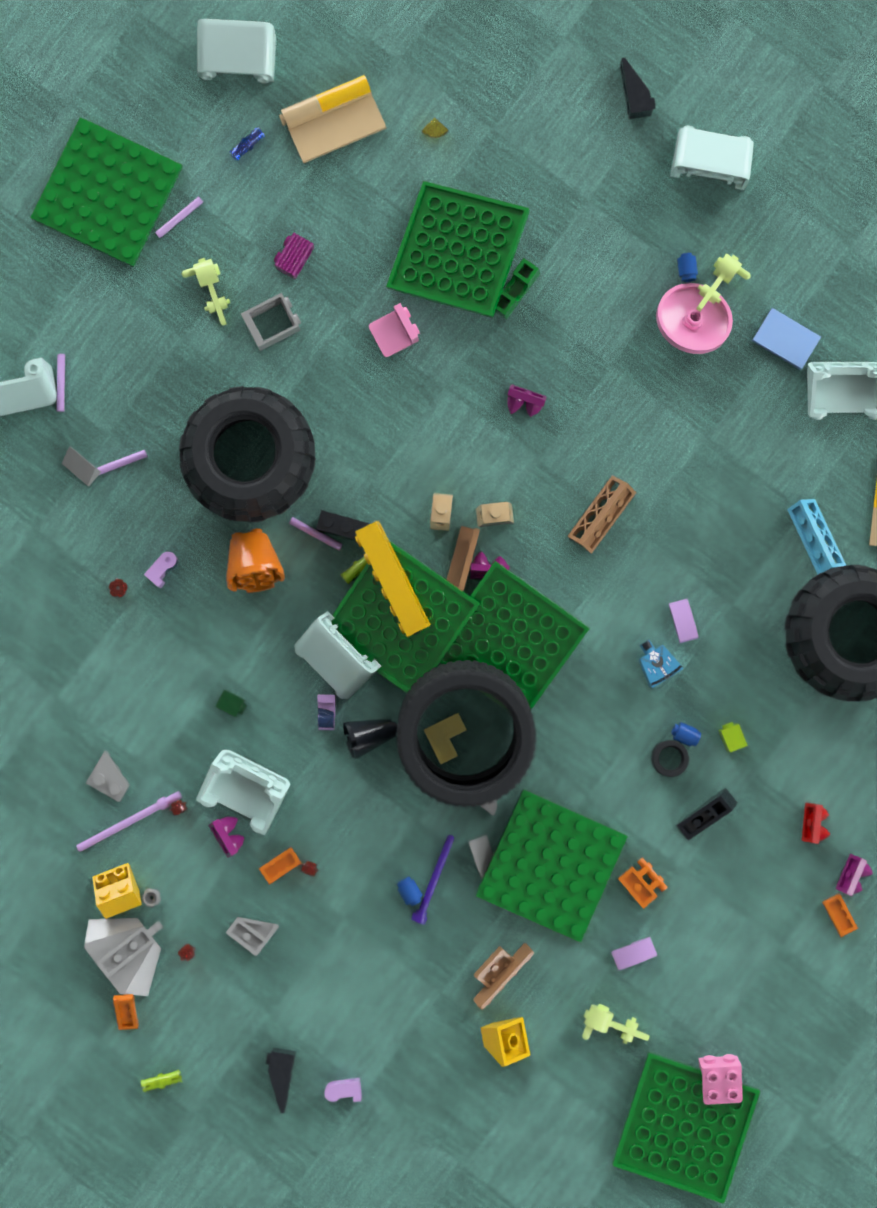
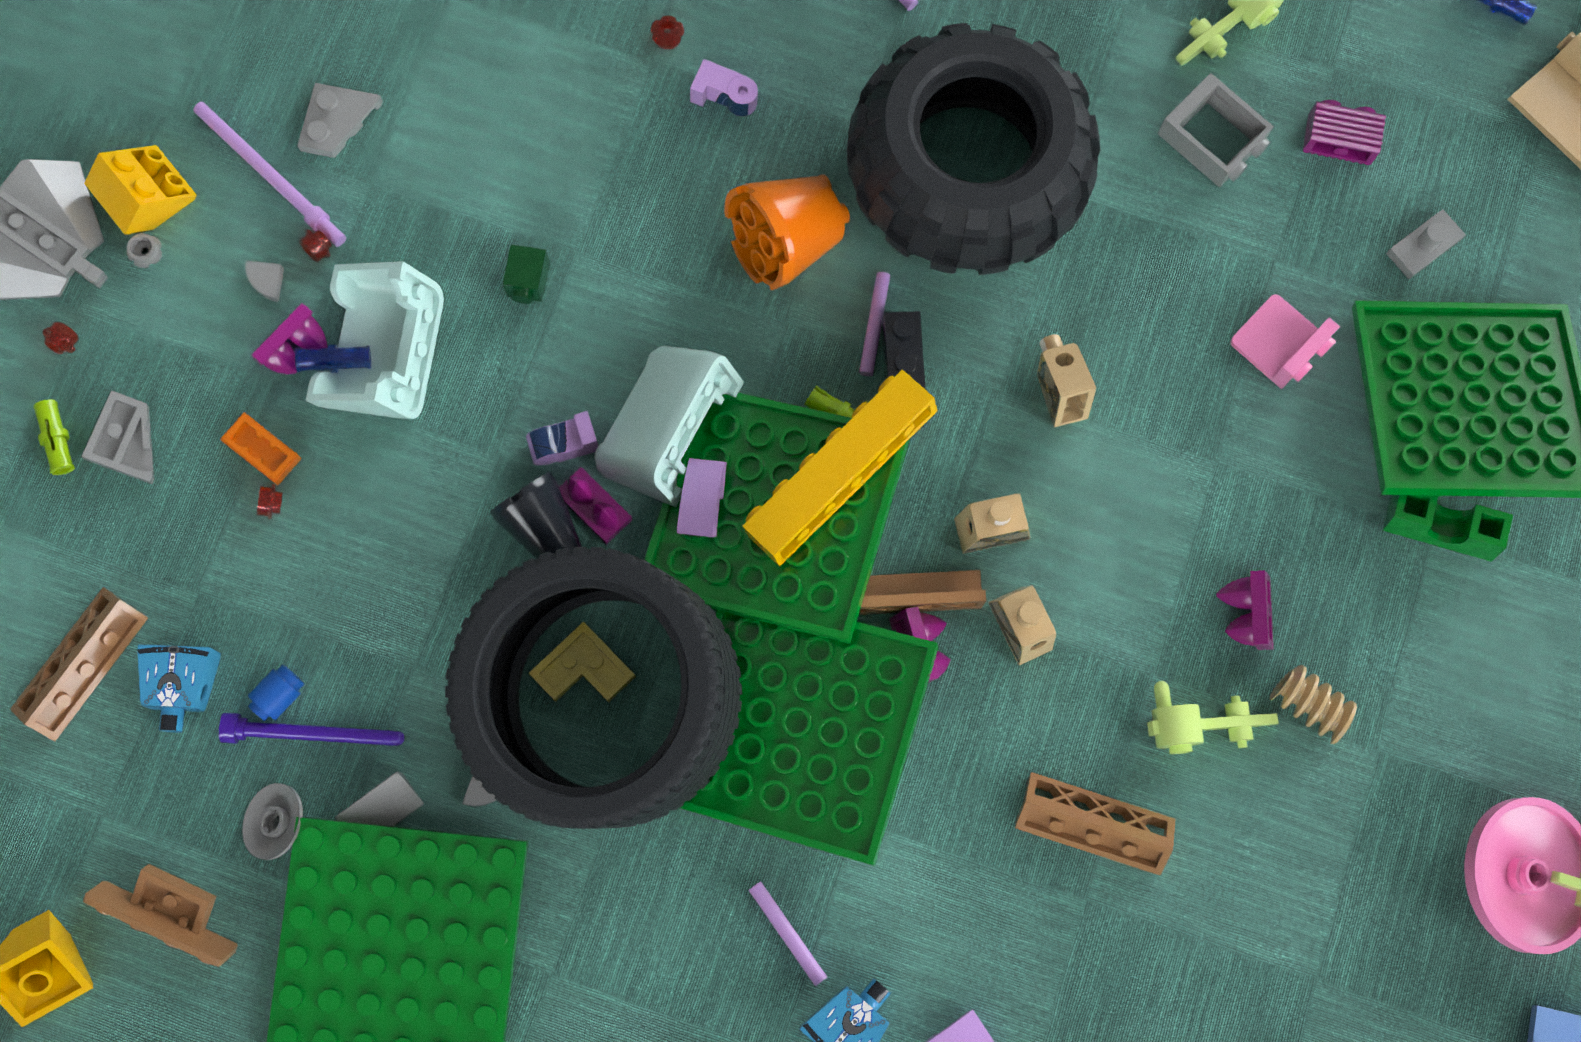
camera: 65 degrees right, 10 degrees down
(187, 839) = (265, 278): none -> light grey tile
(239, 969) = (53, 437): none -> lime pin
(245, 815) = (333, 358): none -> clear blue pin
(364, 706) = (594, 505): none -> magenta tile
(364, 984) = (81, 663): none -> medium nougat fence
(366, 237) = (1425, 244): none -> light grey tile
(382, 652) = (701, 497): none -> lavender slope
(386, 449) = (1065, 381): none -> tan torso
(387, 939) = (176, 681): none -> dark azure torso
(469, 914) = (271, 821): none -> light grey dish
(570, 455) = (1182, 727): none -> yellowish green piece
(579, 387) = (1316, 702): none -> tan piece
(605, 678) = (788, 933): none -> lavender bar

